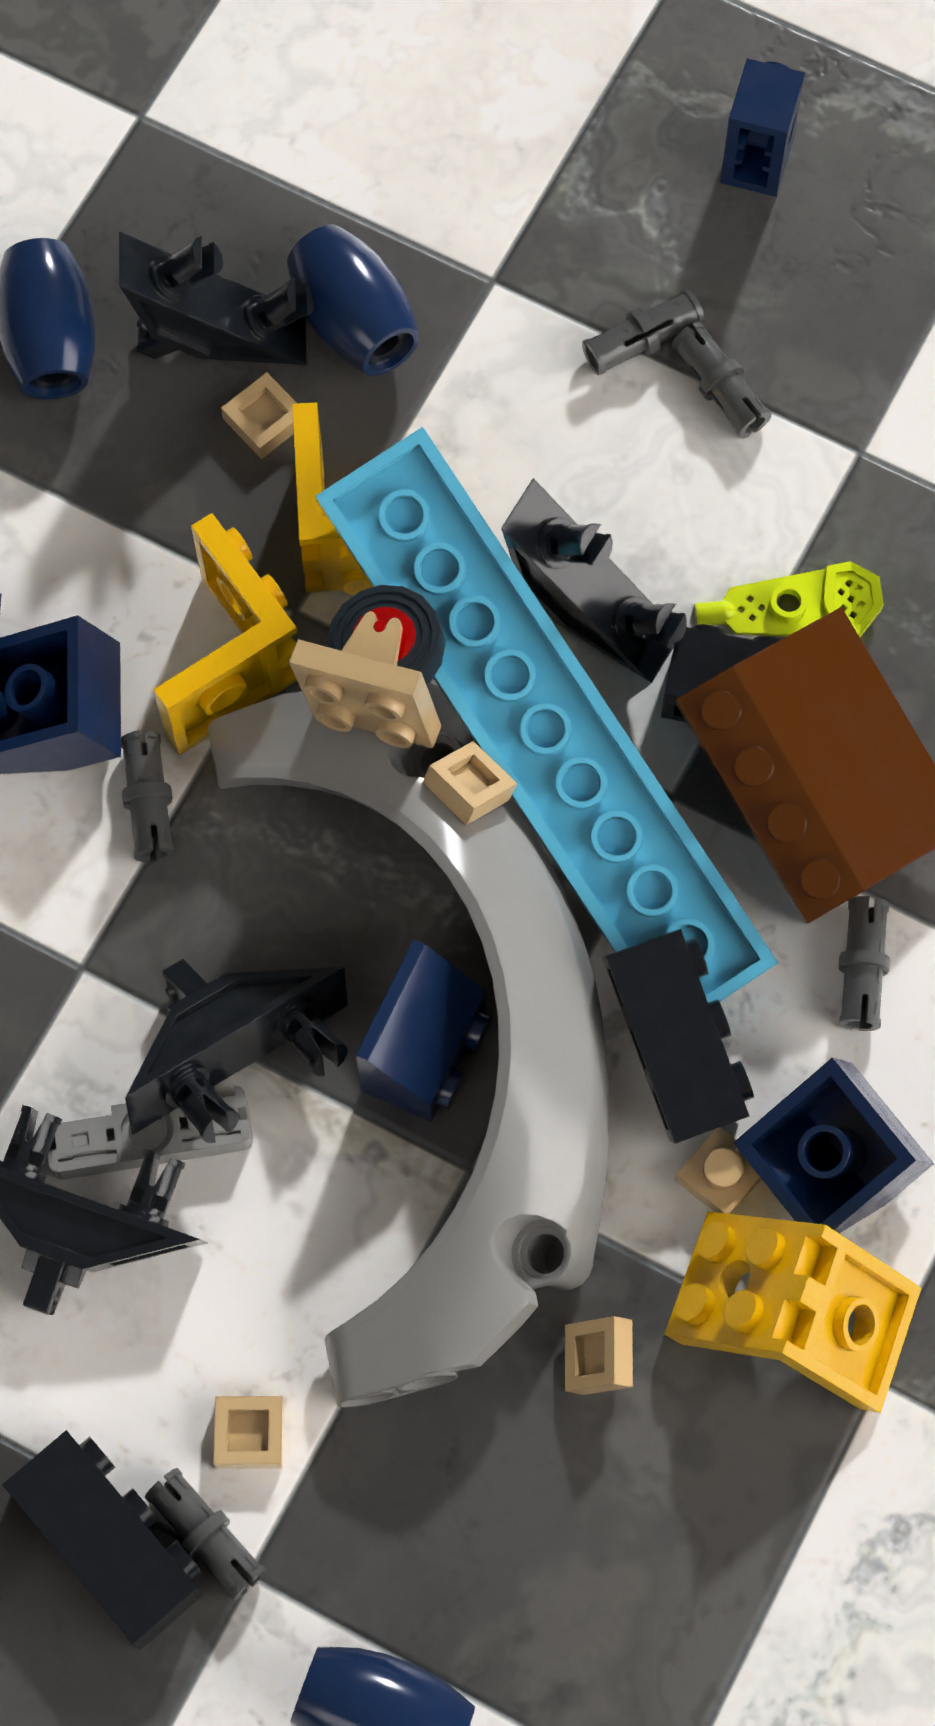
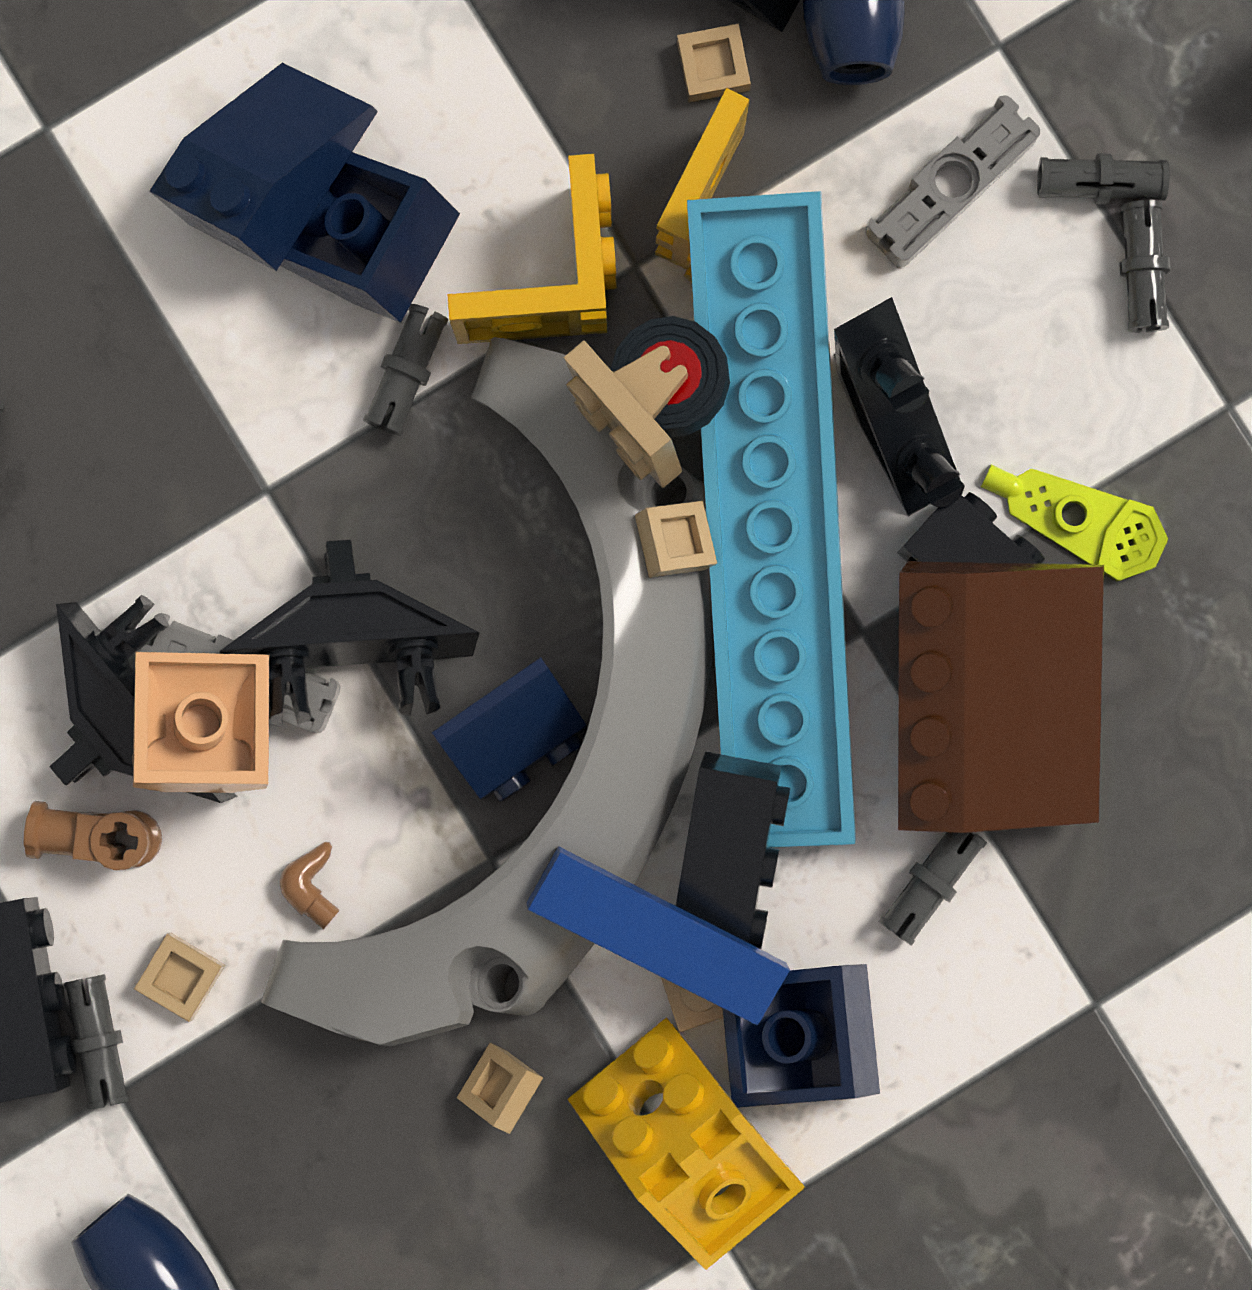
camera: 30 degrees right, 15 degrees up
(94, 1347) = (91, 836): none -> medium nougat connector
(145, 1169) = (201, 722): none -> light nougat slope
(319, 1292) = (299, 890): none -> medium nougat animal
(514, 434) = (927, 212): none -> light grey piece
(658, 1120) = (657, 935): none -> blue tile

